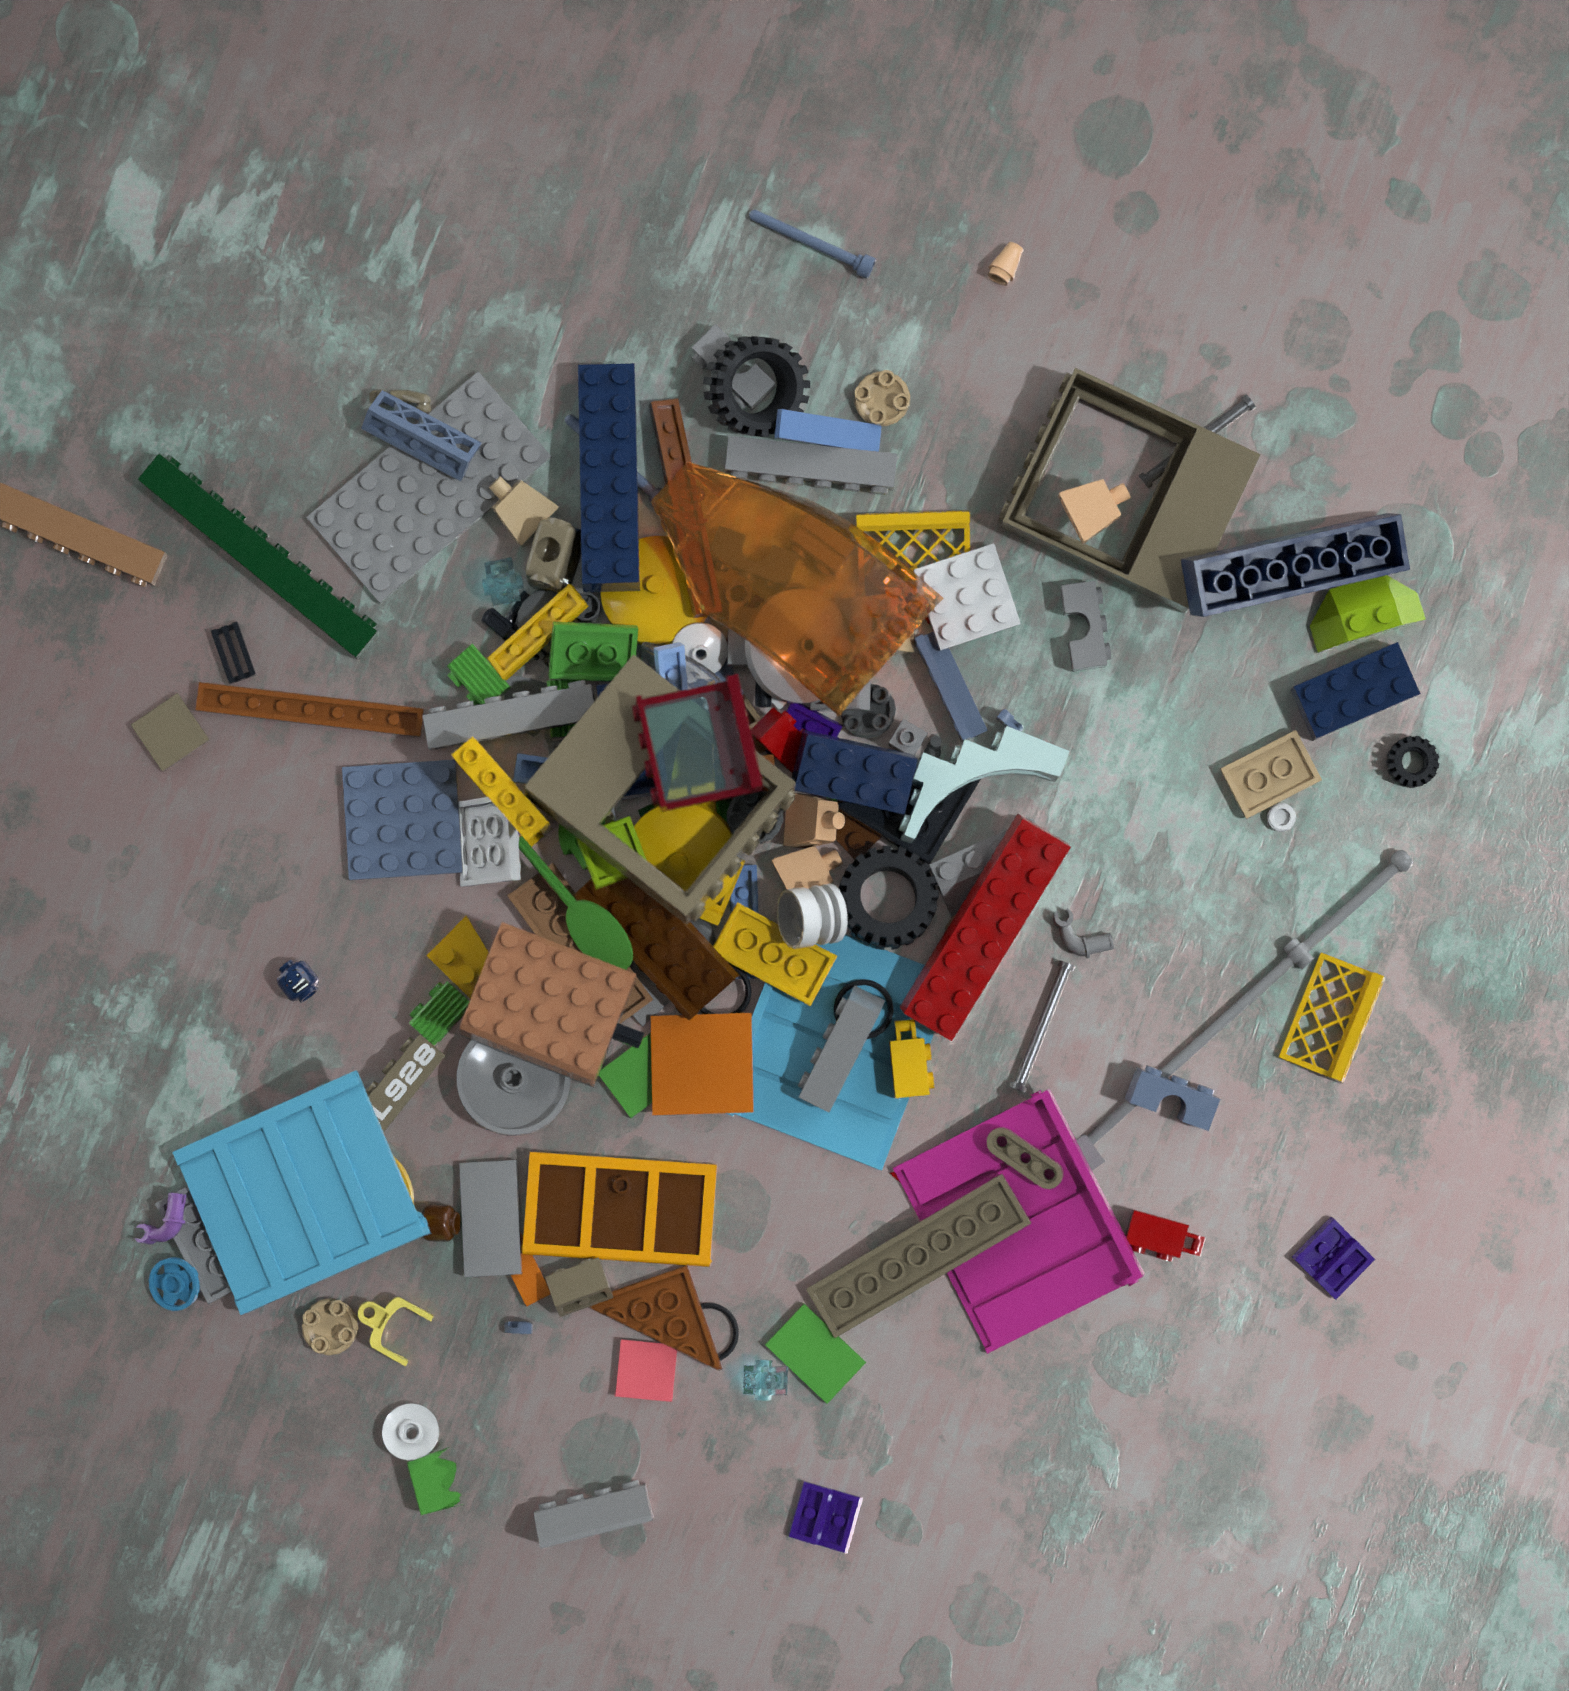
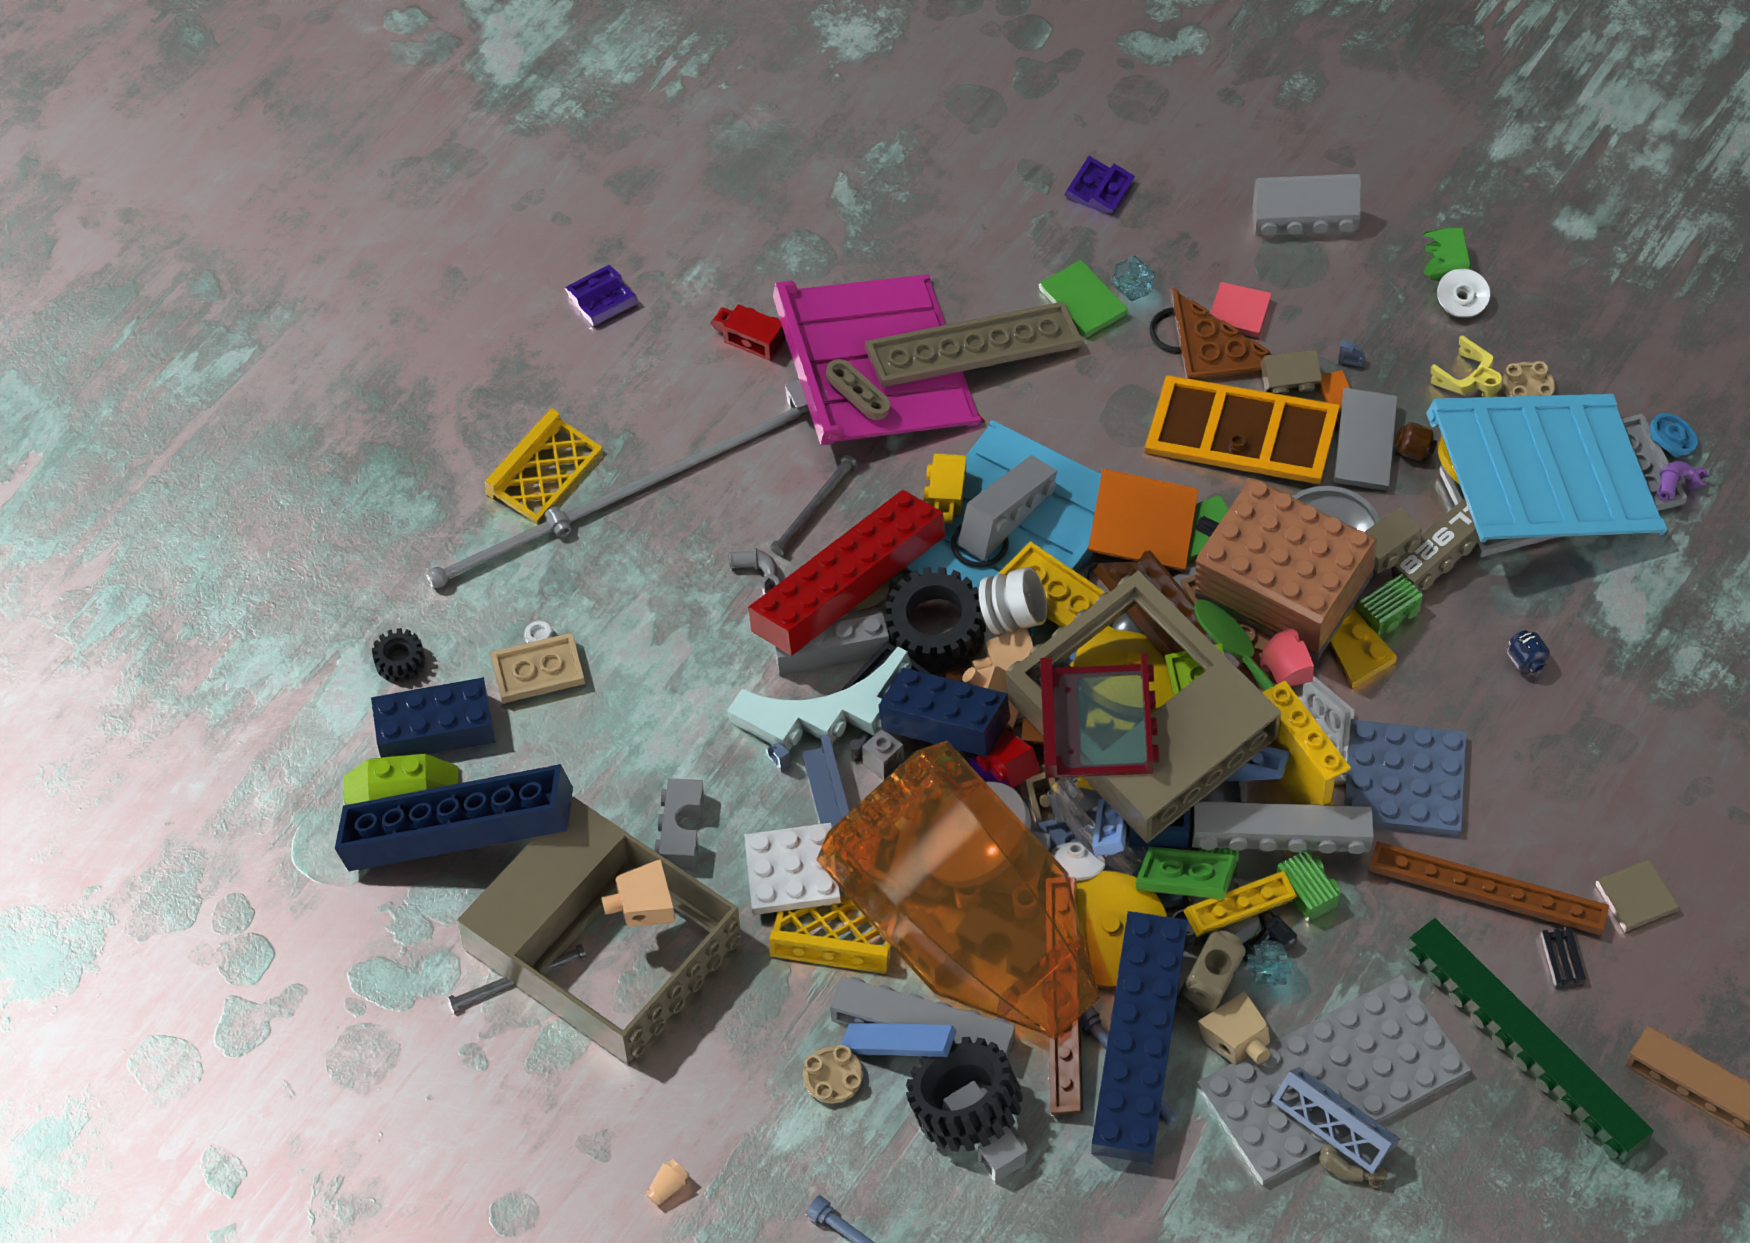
camera: 165 degrees left, 30 degrees down
(448, 1069) = (1395, 537): none -> dark tan brick
(531, 884) = (1287, 659): none -> coral brick
(1149, 1088) = (725, 432): sand blue arch -> none

